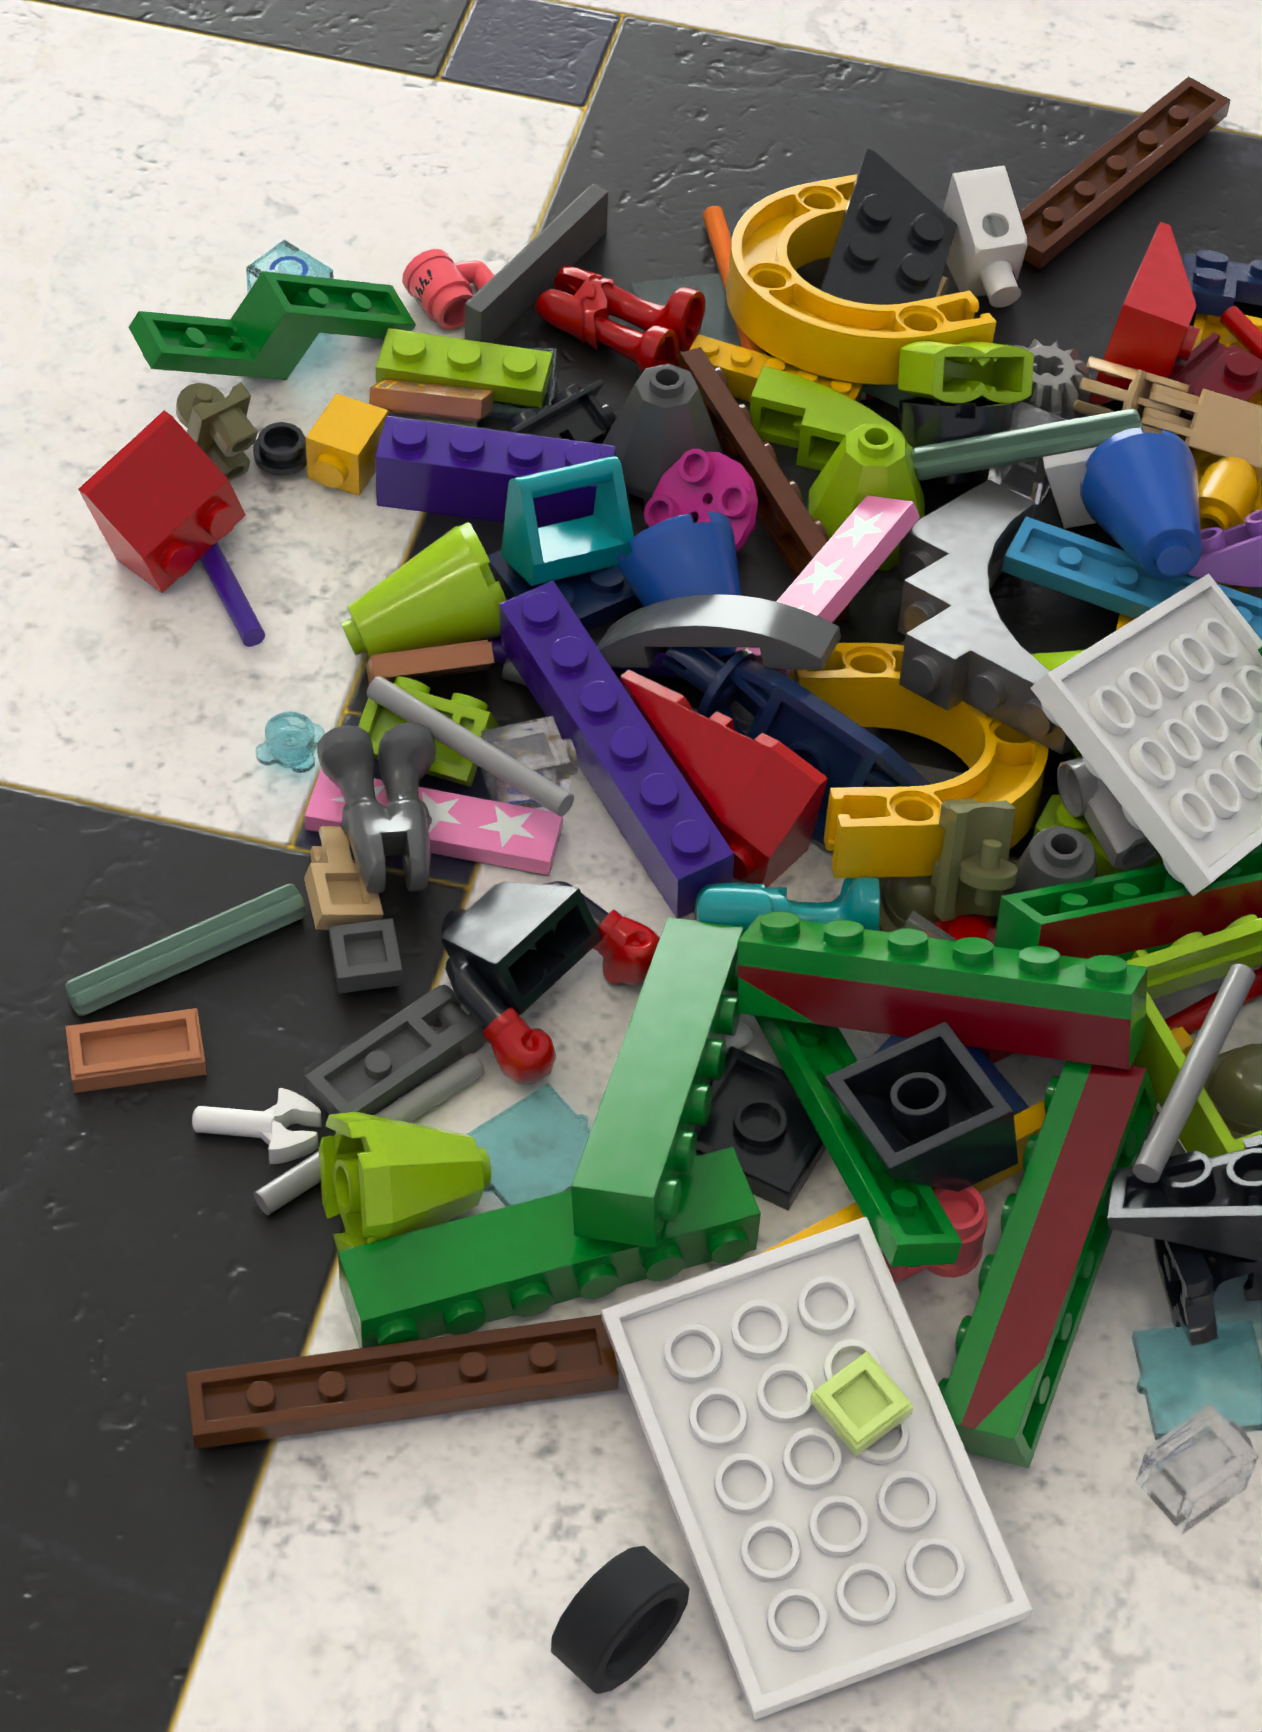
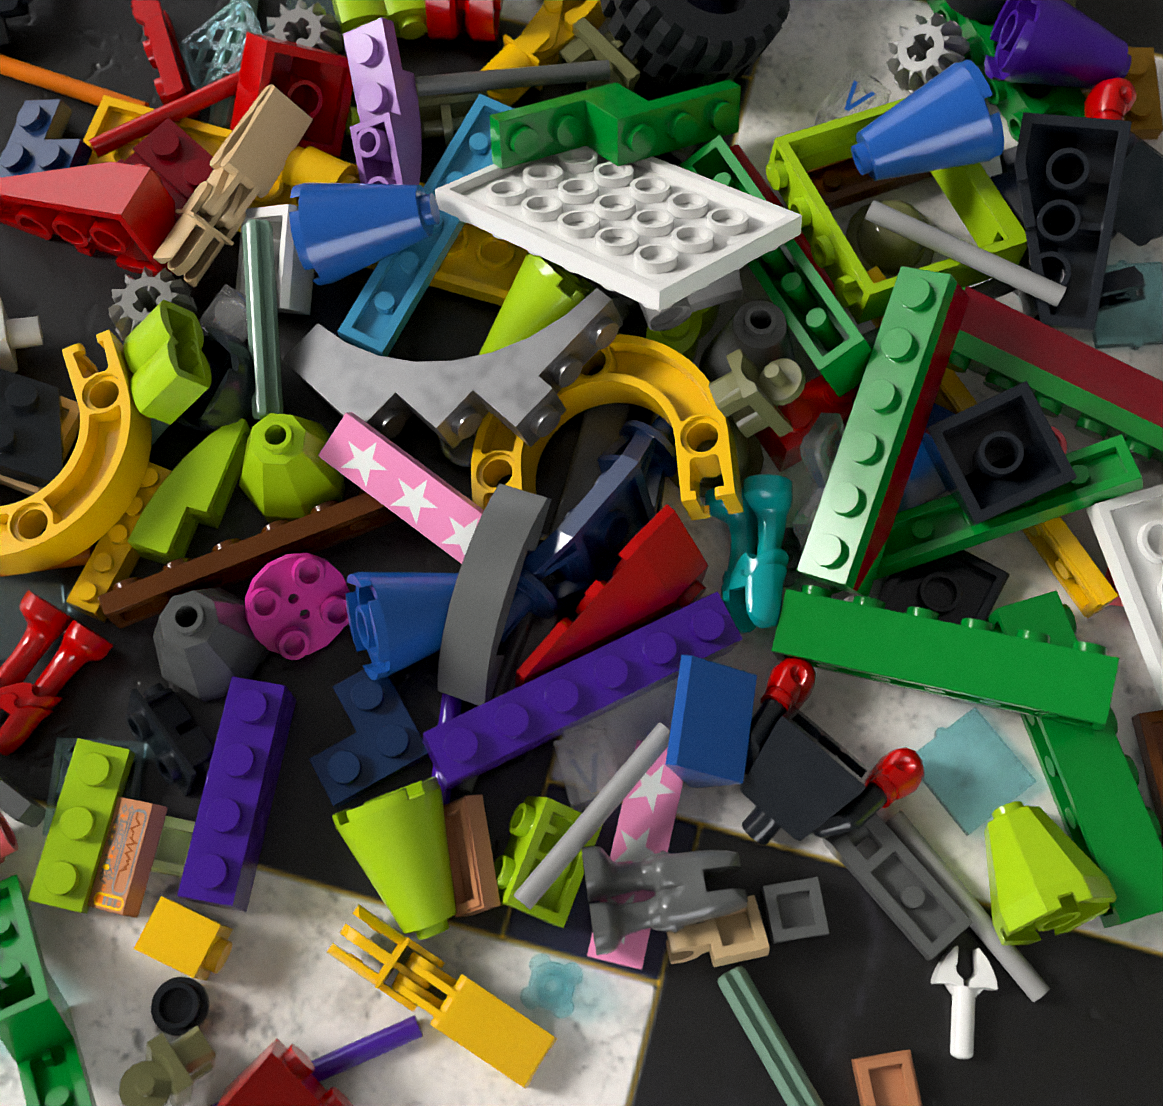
camera: 85 degrees left, 20 degrees up
(271, 659) = (468, 1013): none -> yellow arm
(572, 545) = (333, 721): teal tile -> none
(576, 836) = (710, 723): none -> blue slope

